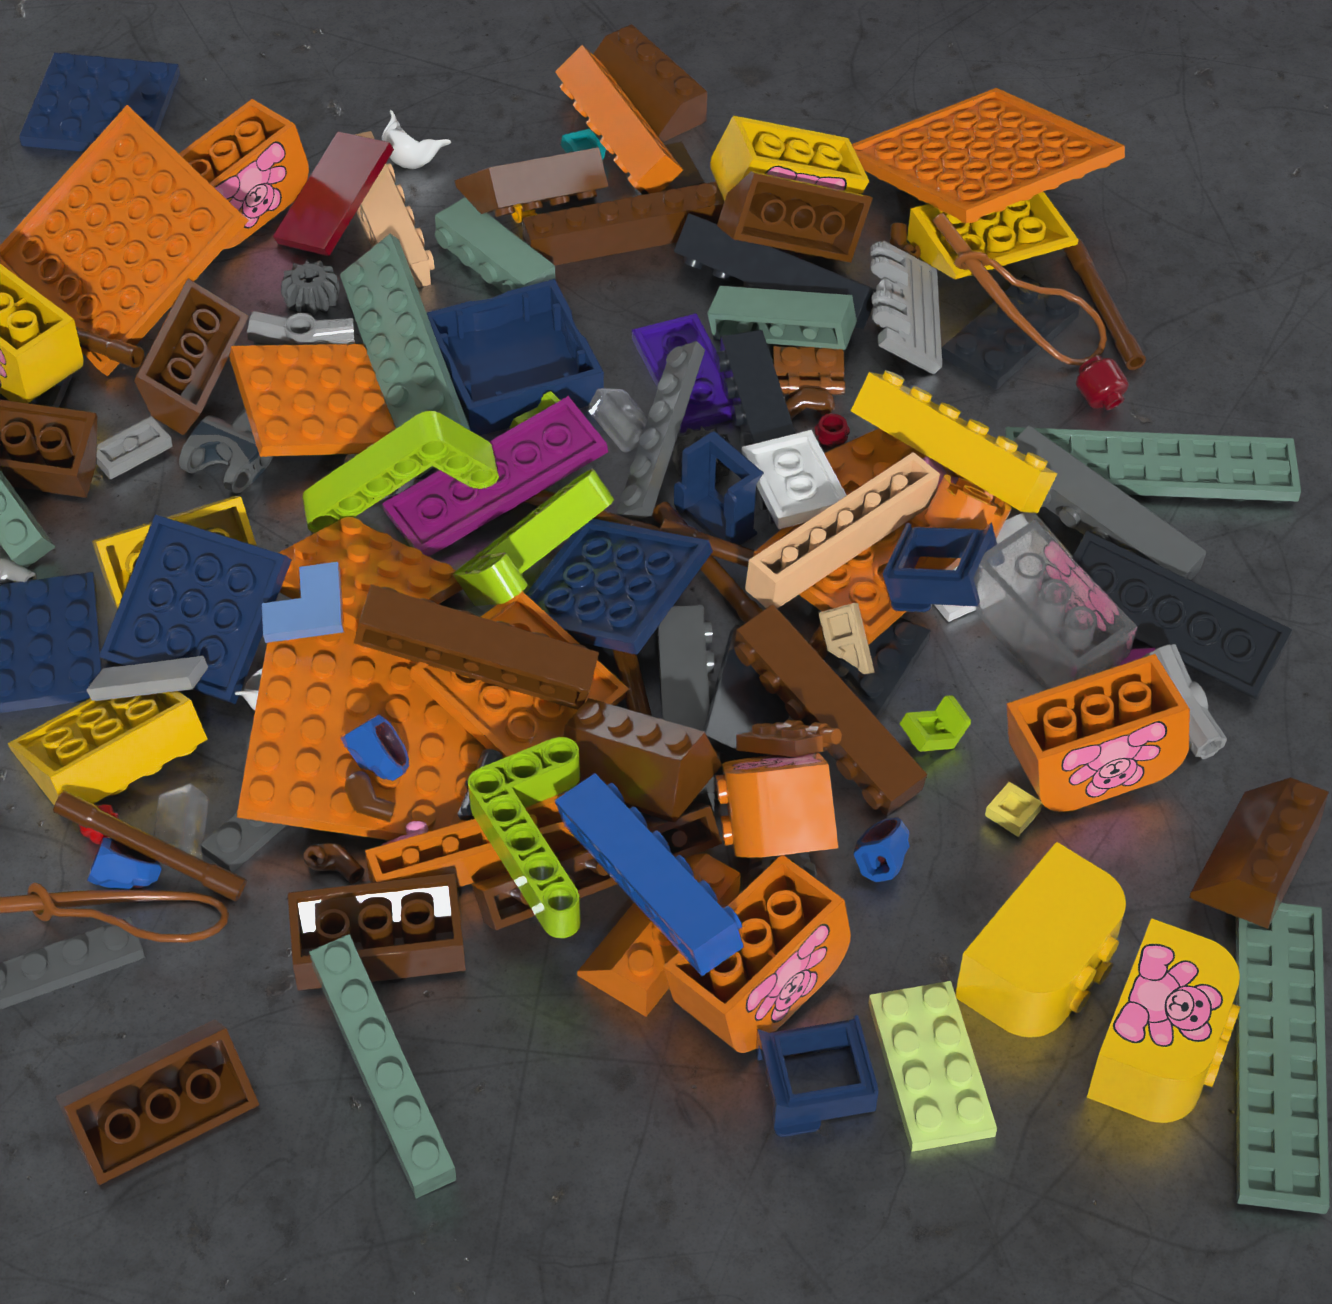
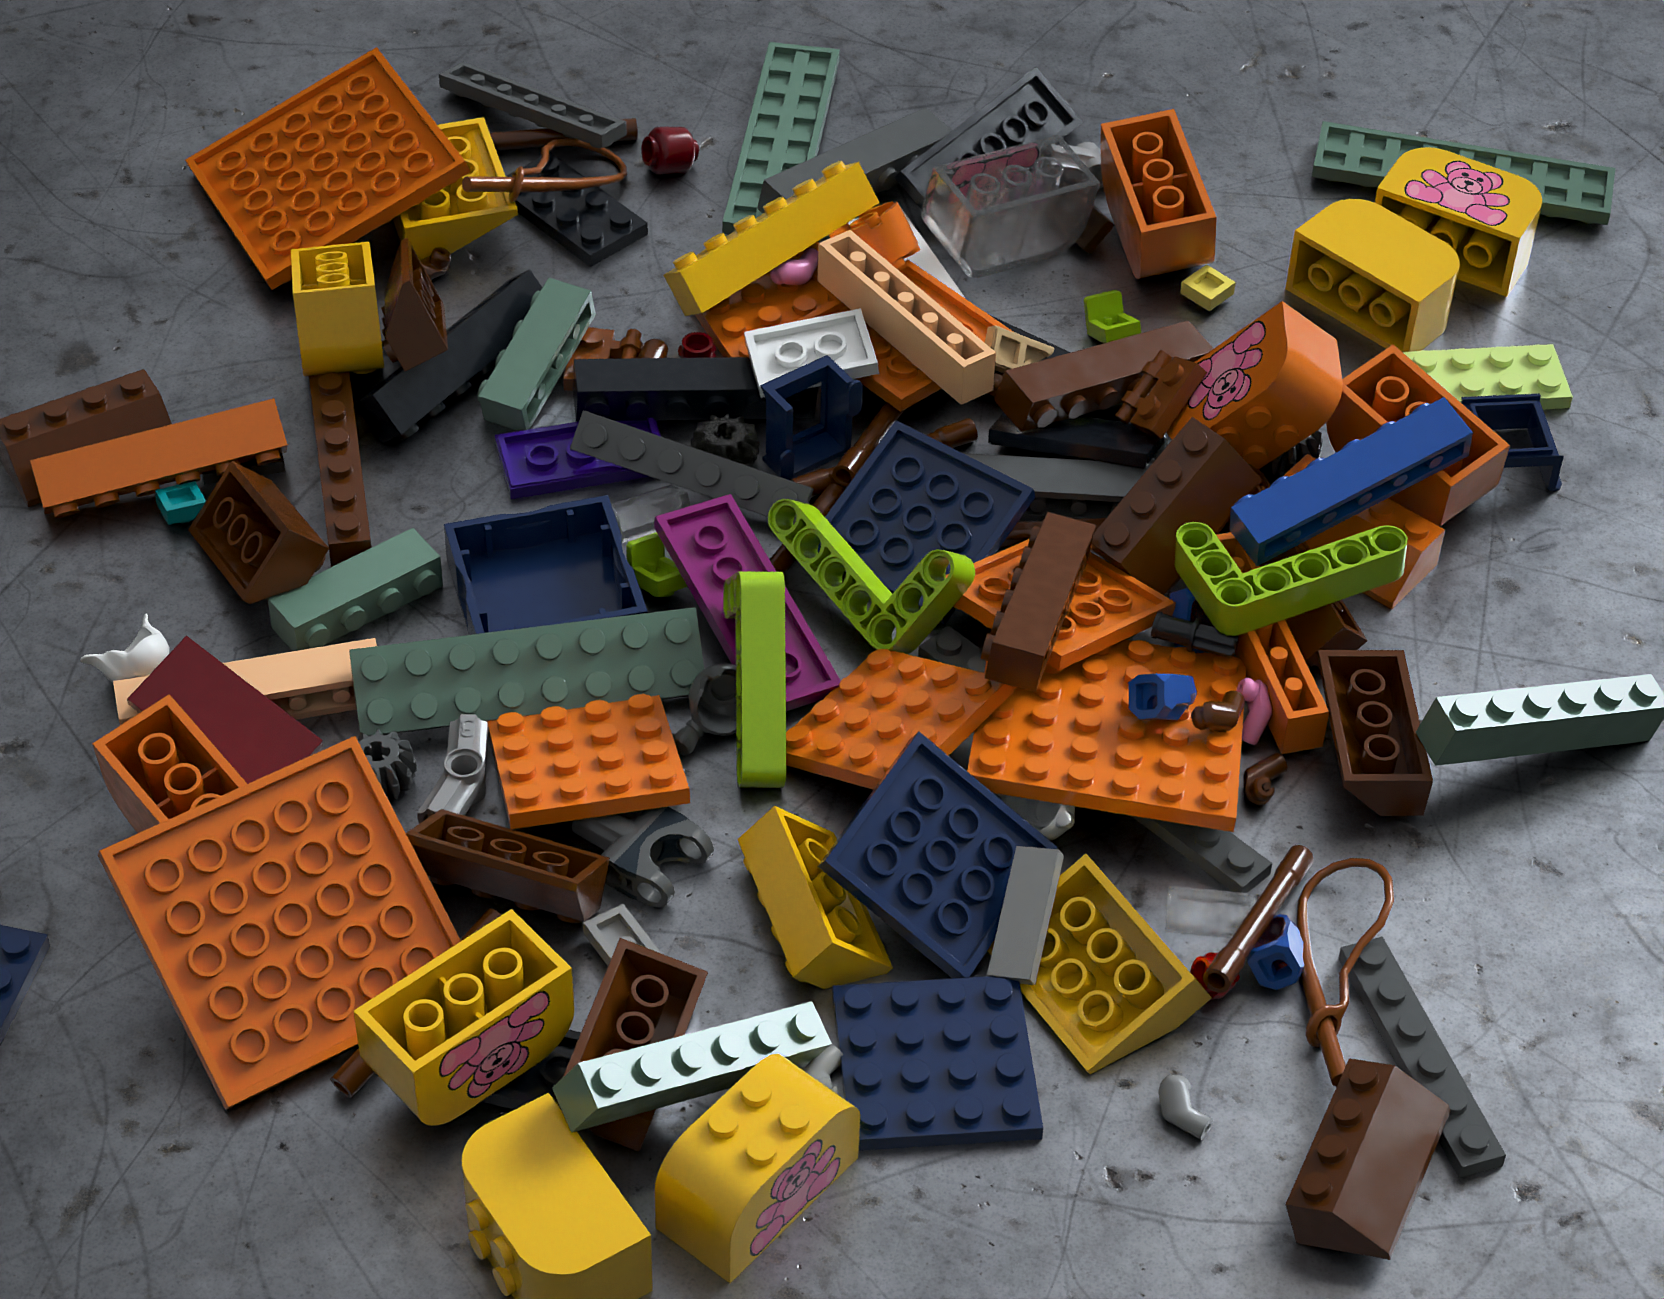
camera: 85 degrees left, 5 degrees down
(157, 1101) = (1567, 922): reddish brown slope -> none
(313, 614) = (984, 719): medium blue tile -> none
(907, 306) = (559, 262): light grey hinge -> none
(920, 588) = (981, 286): dark blue piece -> none
(1129, 281) = (533, 105): none -> dark grey plate
(1261, 850) = (1269, 136): reddish brown slope -> none

